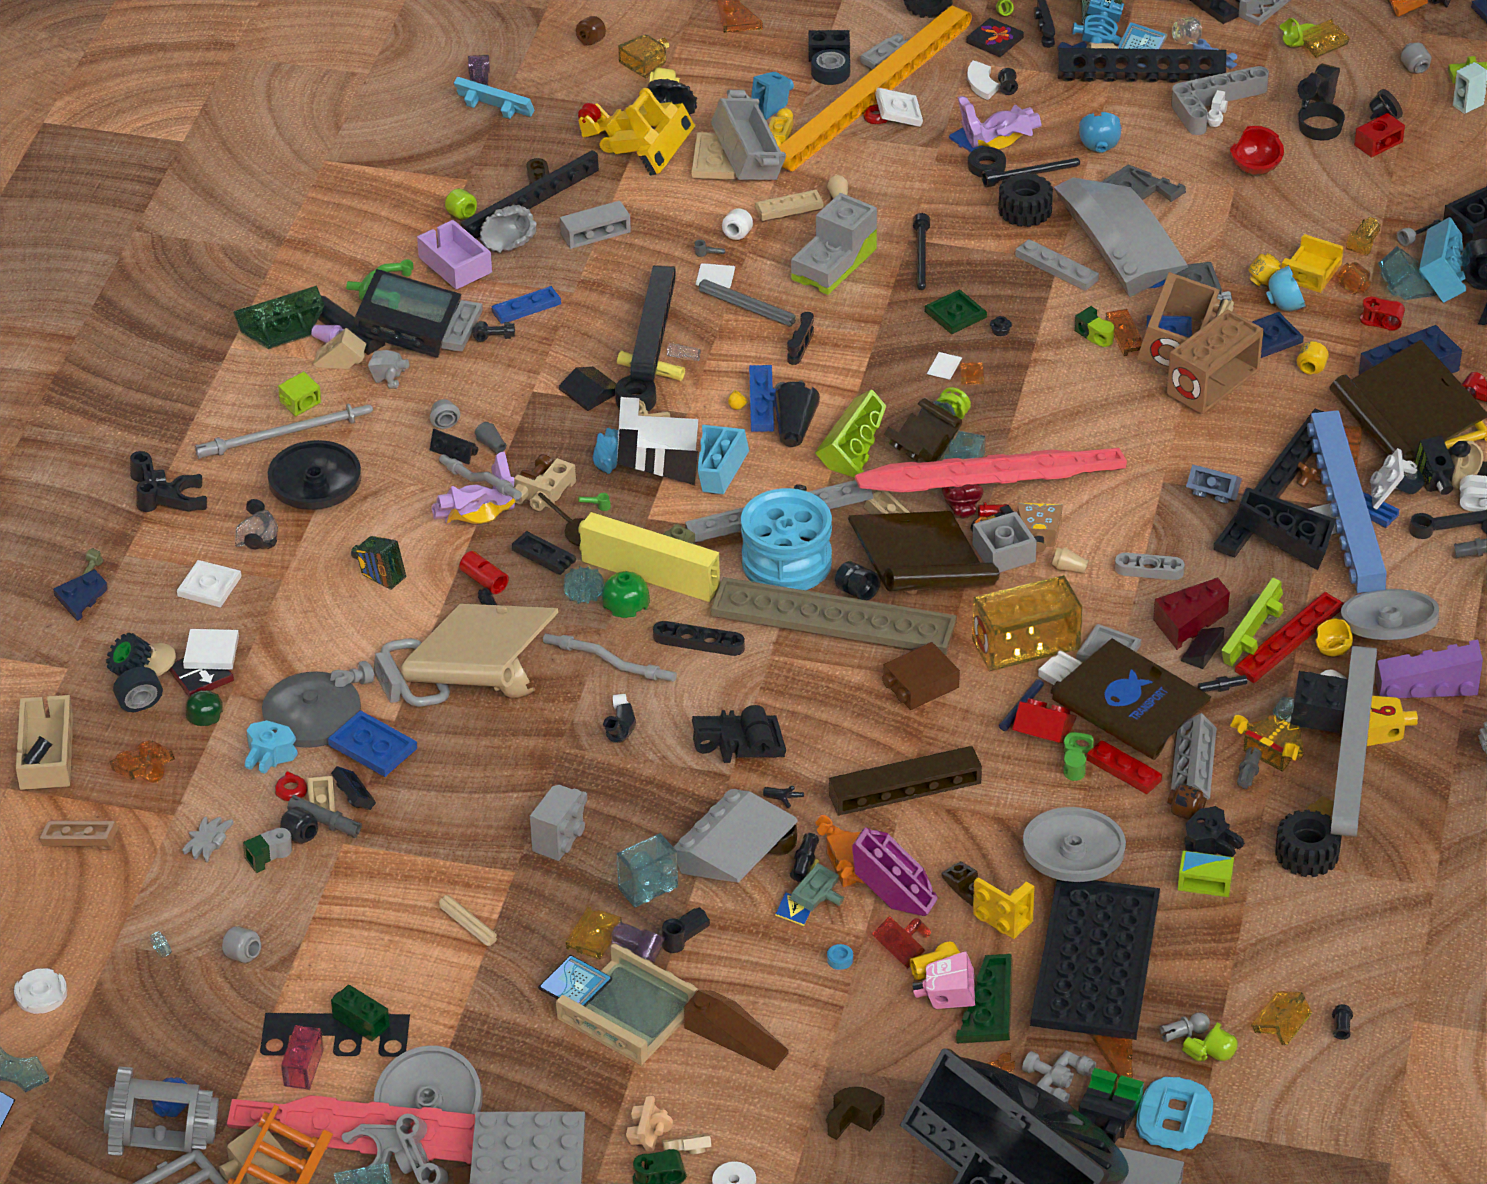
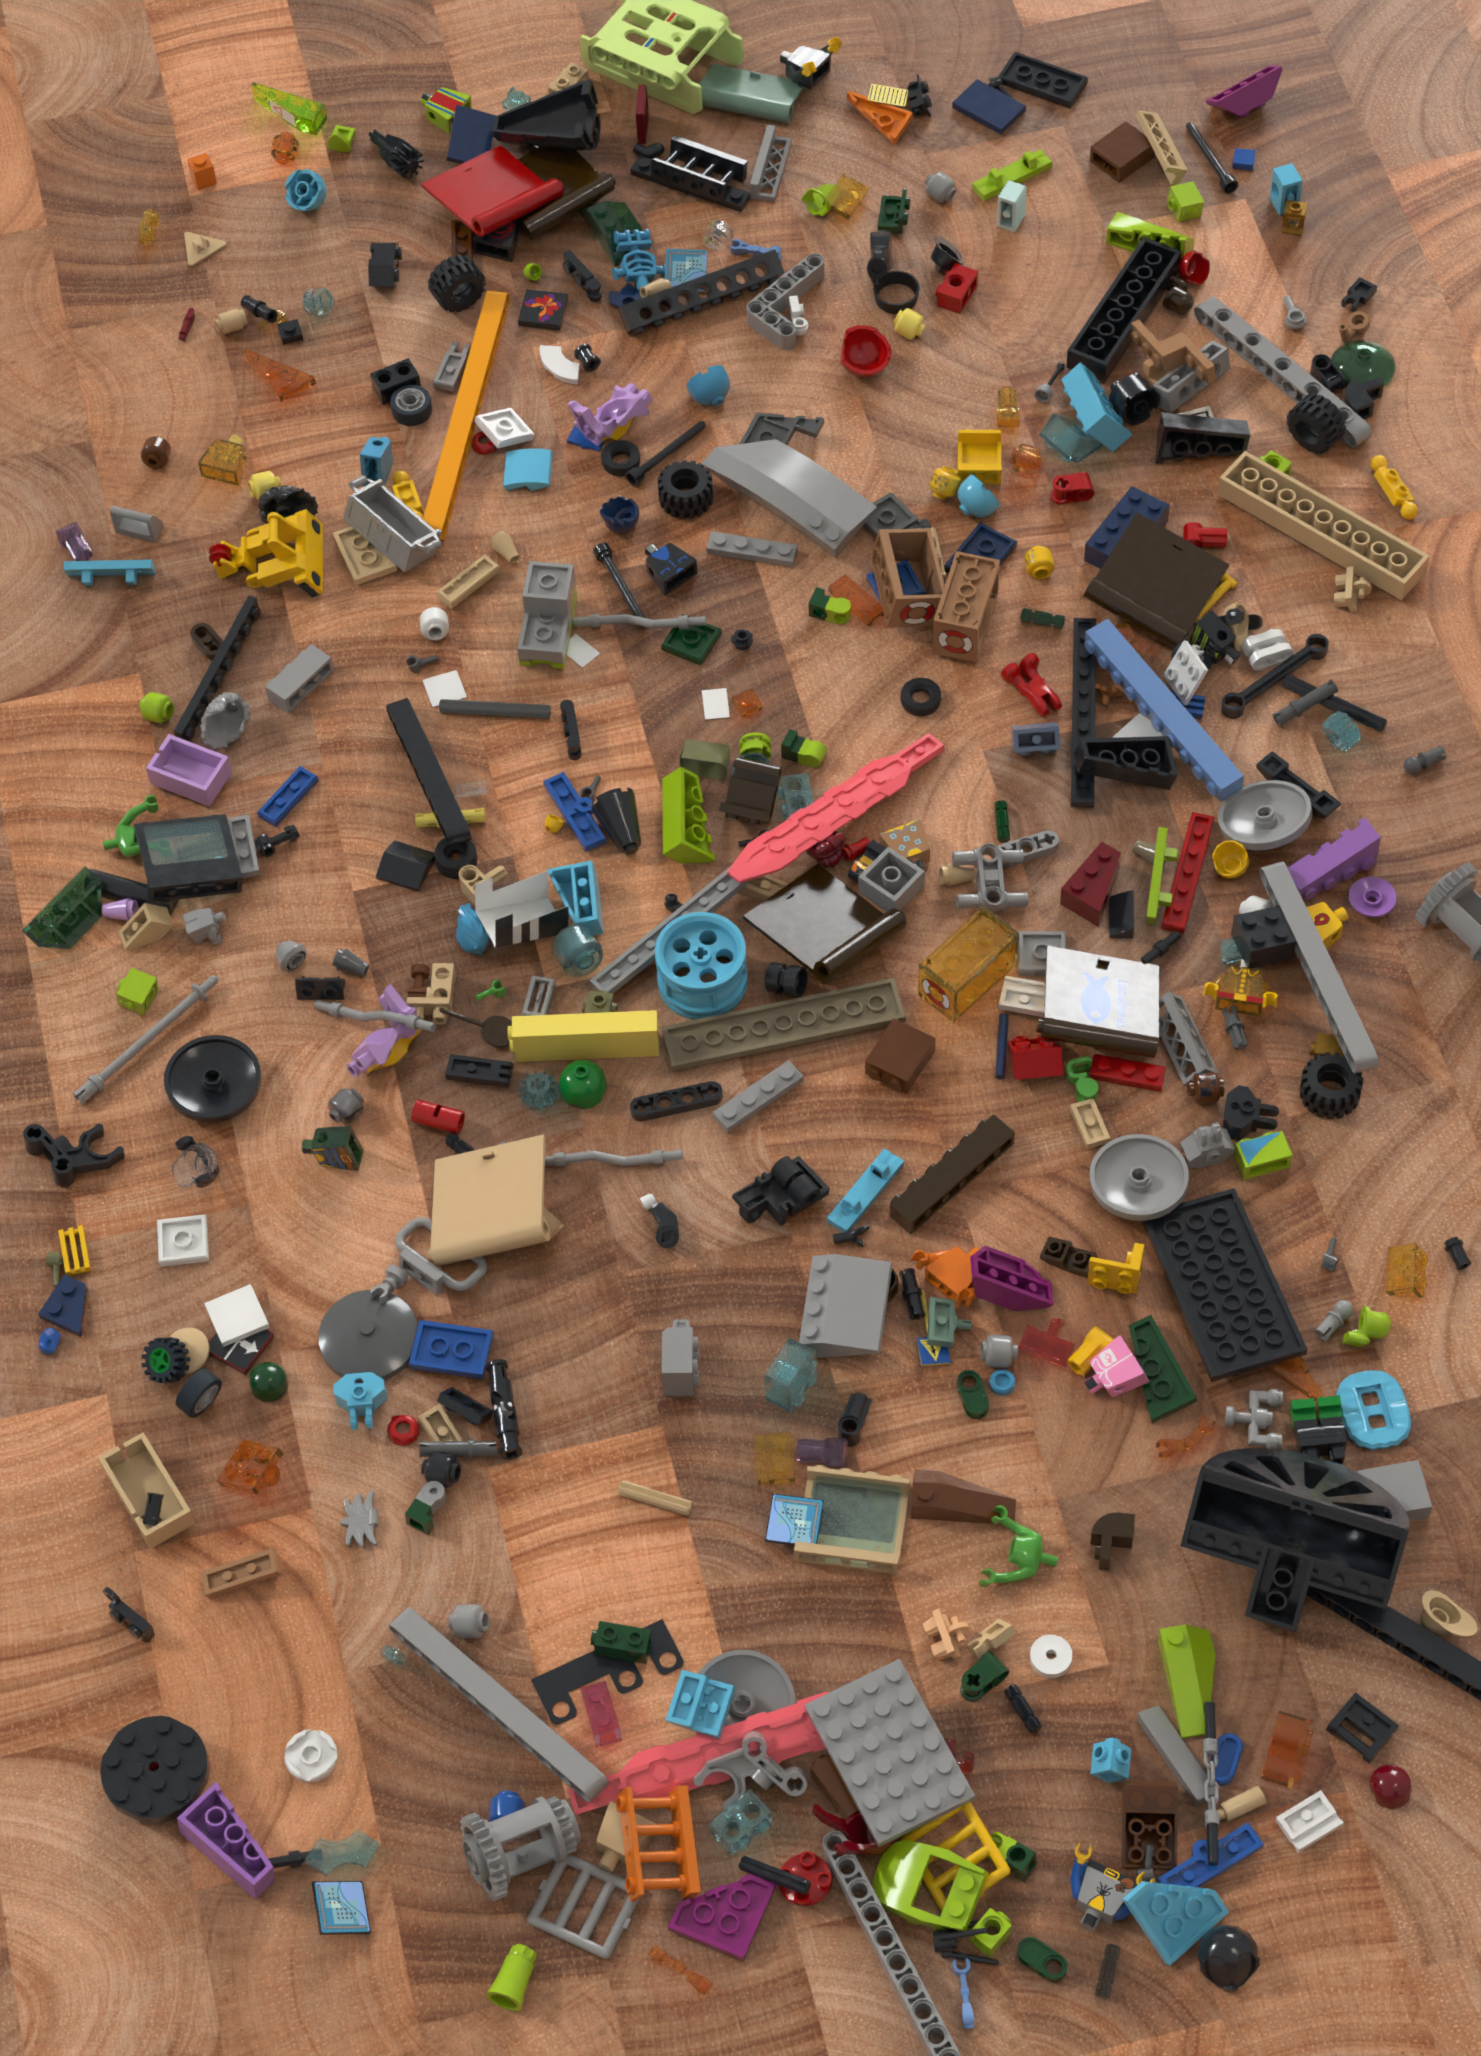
camera: 25 degrees left, 15 degrees up
(47, 611) = (48, 1341): none -> blue piece
(112, 556) = (71, 1233): none -> yellow tile
(219, 1013) = (499, 1705): none -> light grey beam
(384, 803) = (503, 1407): none -> black piece
(387, 1077) = (700, 1704): none -> medium azure slope
(411, 535) = (345, 1106): none -> flat silver head
(538, 73) = (136, 524): none -> light grey tile
(643, 519) = (543, 981): none -> light grey tile
(689, 495) = (577, 950): none -> clear light blue head
(764, 1089) = (1024, 1551): none -> bright green piece
(773, 661) = (758, 1096): none -> light grey plate
(803, 959) = (973, 1399): none -> dark green piece
(820, 765) = (865, 1191): none -> medium azure hinge
(850, 928) = (998, 1351): none -> light grey head
(852, 288) = (581, 651): none -> white sticker
(899, 143) = (528, 469): none -> medium azure slope
(901, 397) = (705, 759): none -> olive piece
(952, 292) = (682, 622): none -> light grey bar
(954, 198) = (620, 514): none -> dark blue hair
(973, 252) = (669, 566): none -> black torso
(995, 422) = (802, 750): none -> leg
(1060, 789) = (1090, 1123): none -> tan plate
(1098, 570) = (990, 878): none -> light grey piece
(1132, 431) = (924, 708): none -> black tyre
(1142, 537) = (1002, 821): none -> dark green axle
(1156, 845) = (1207, 1146): none -> light grey hinge
(1215, 979) = (1330, 1261): none -> dark grey hand
(1241, 450) = (1037, 689): none -> red piece
(1287, 401) = (1042, 618): none -> dark green axle
(1315, 146) = (908, 324): none -> light yellow head
(1360, 63) = (893, 213): none -> dark green bracket
(1449, 623) = (1276, 768): none -> black slope
(1452, 715) = (1372, 889): none -> medium lavender dish

